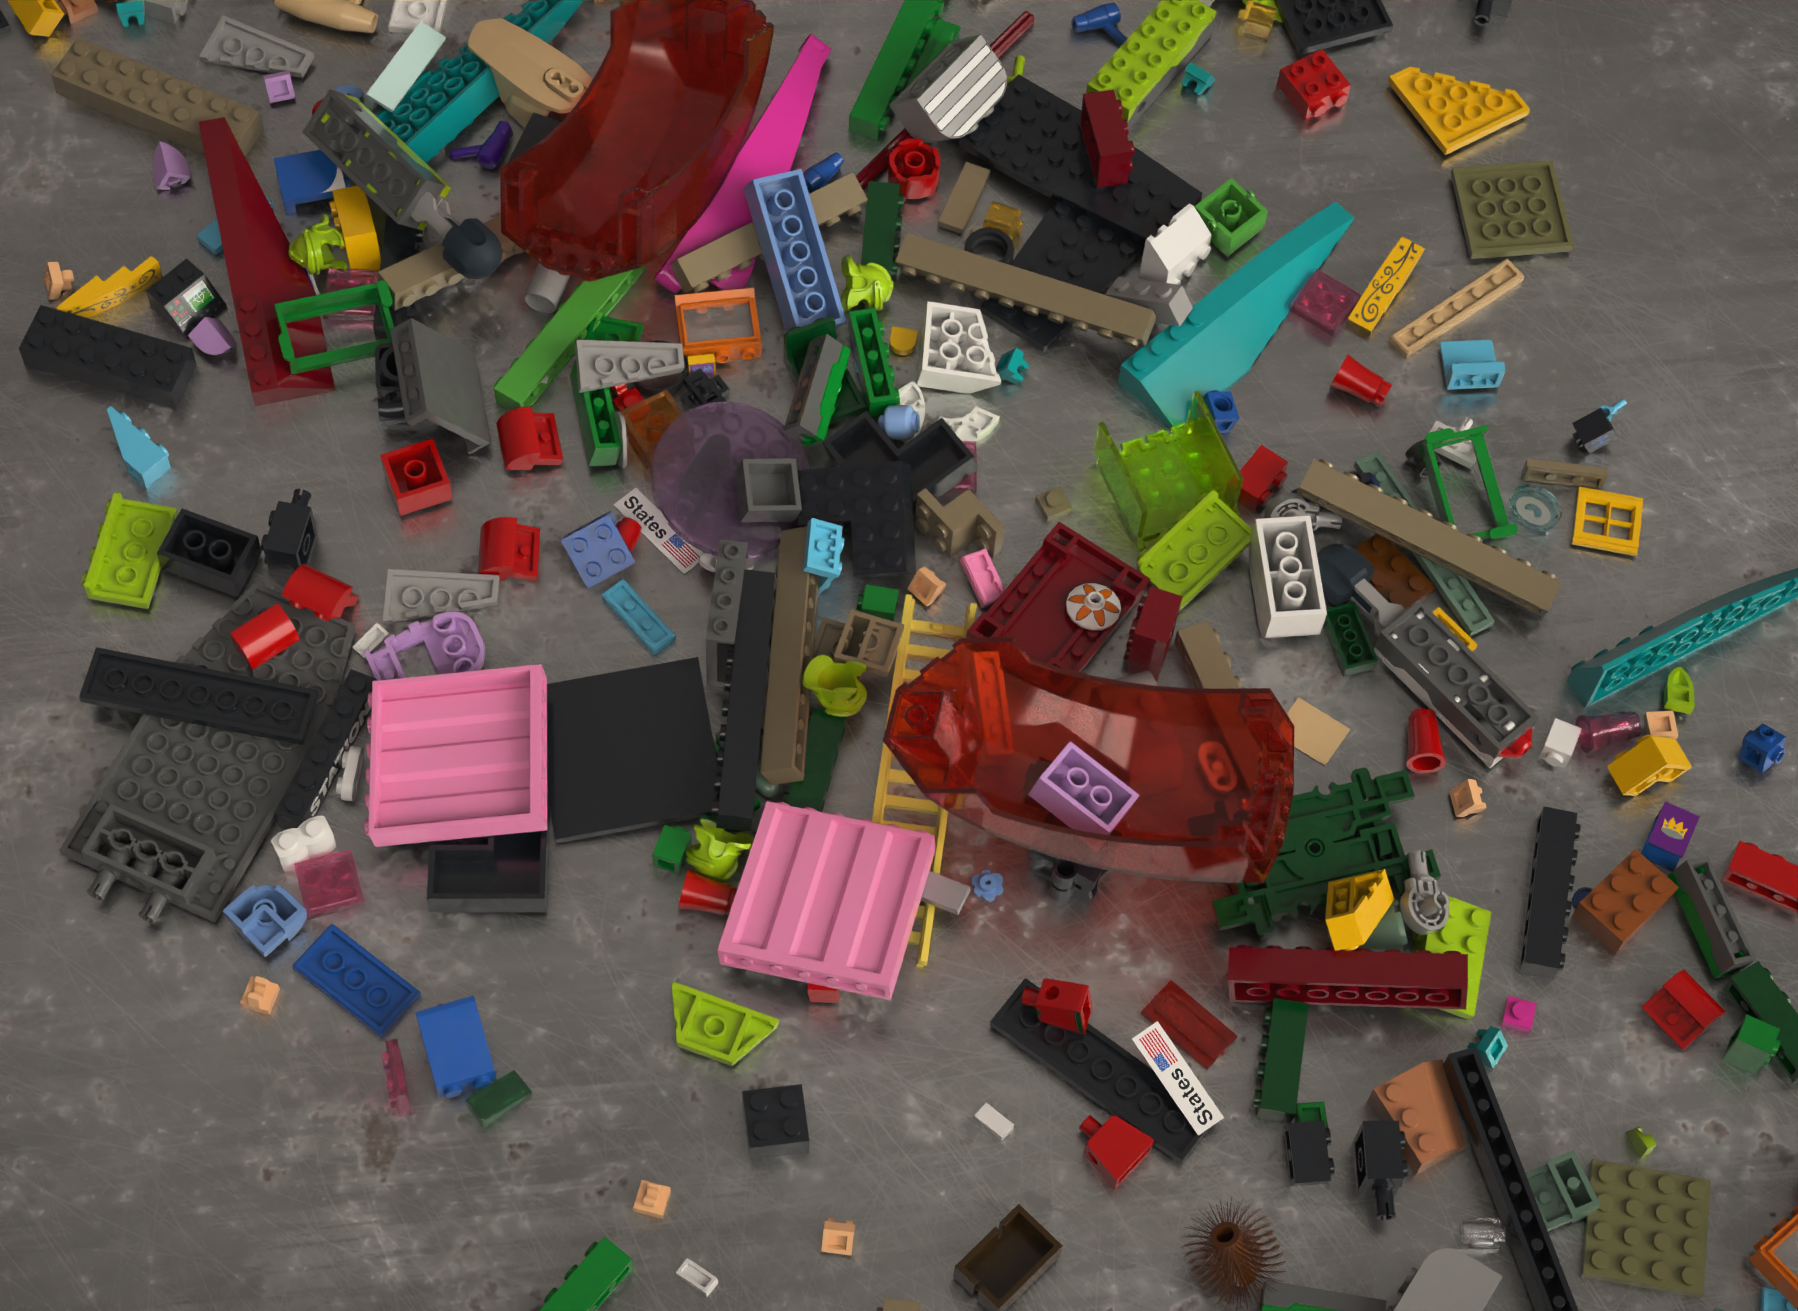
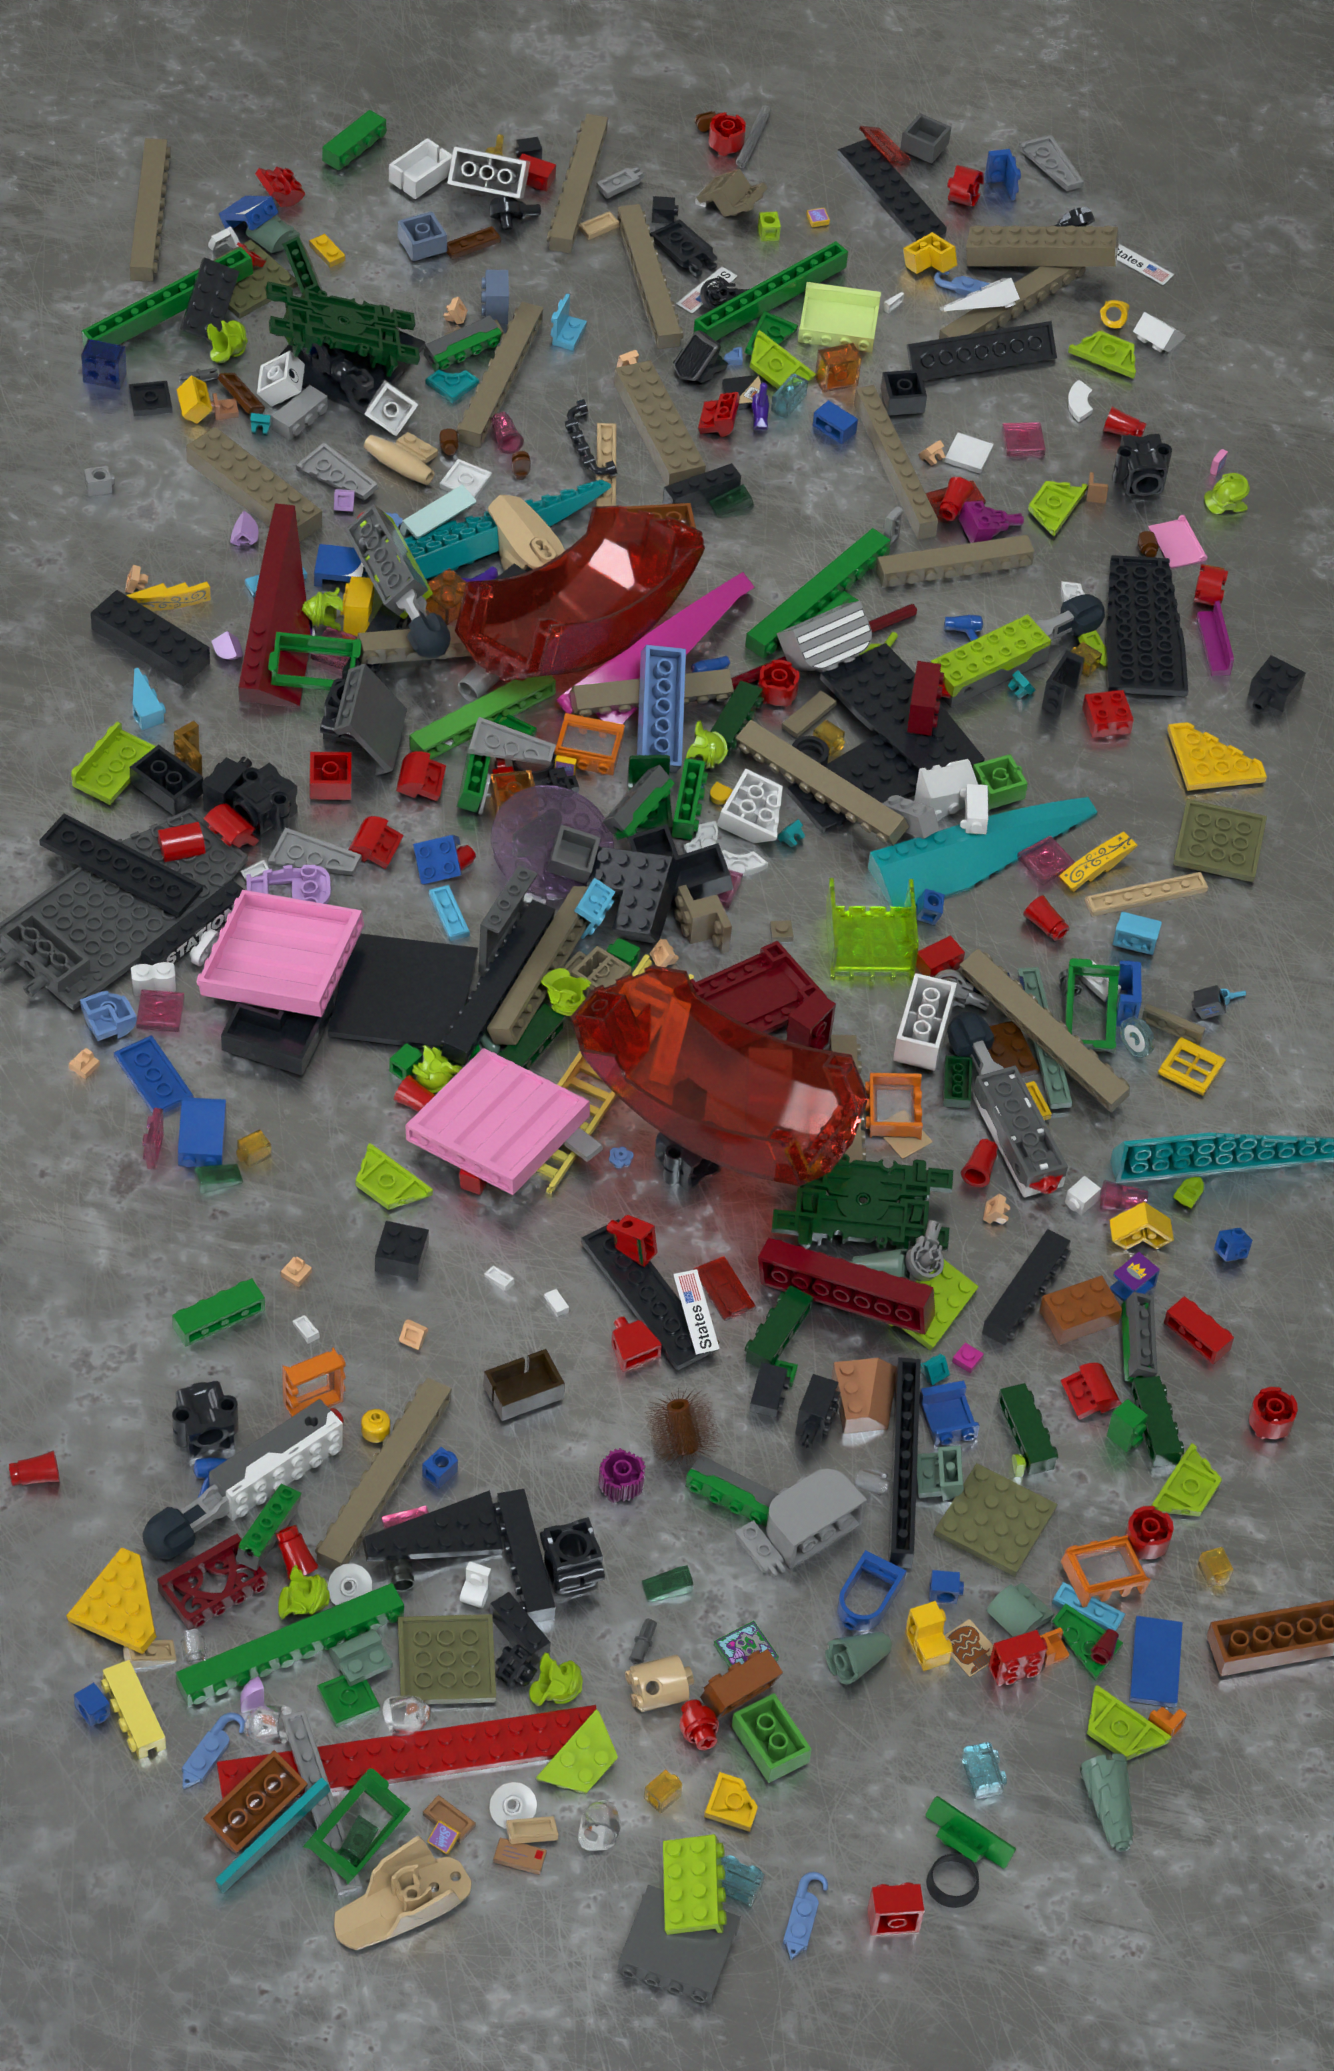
camera: 20 degrees right, 10 degrees down
(185, 298) = (219, 614): black slope -> none
(216, 500) = (187, 746): none -> pearl gold bracket
(347, 539) = (265, 799): none -> black piece
(470, 177) = (446, 596): none -> clear orange brick
(528, 1042) = (253, 1148): none -> clear yellow brick
(657, 530) = (485, 860): white sticker -> none
(900, 422) = (690, 840): light blue head -> none
(910, 1113) = (499, 1278): none -> white piece
(982, 577) = (706, 959): bright pink plate -> none
(1083, 792) = (702, 1096): lavender brick -> none
(1089, 614) = (776, 1002): white dish -> none
(1195, 548) = (868, 987): lime bracket -> none
(1224, 266) = (975, 808): none -> white brick
(1249, 48) = (1066, 672): none -> black panel
(1296, 690) = (894, 1105): none -> window
(1356, 908) = (870, 1239): yellow wedge -> none
(1506, 450) = (1130, 981): none -> blue panel
(1532, 1104) = (948, 1413): none -> blue panel
(1632, 1088) = (1027, 1428): none -> dark green brick
(1660, 724) = (1164, 1204): light nougat tile -> none

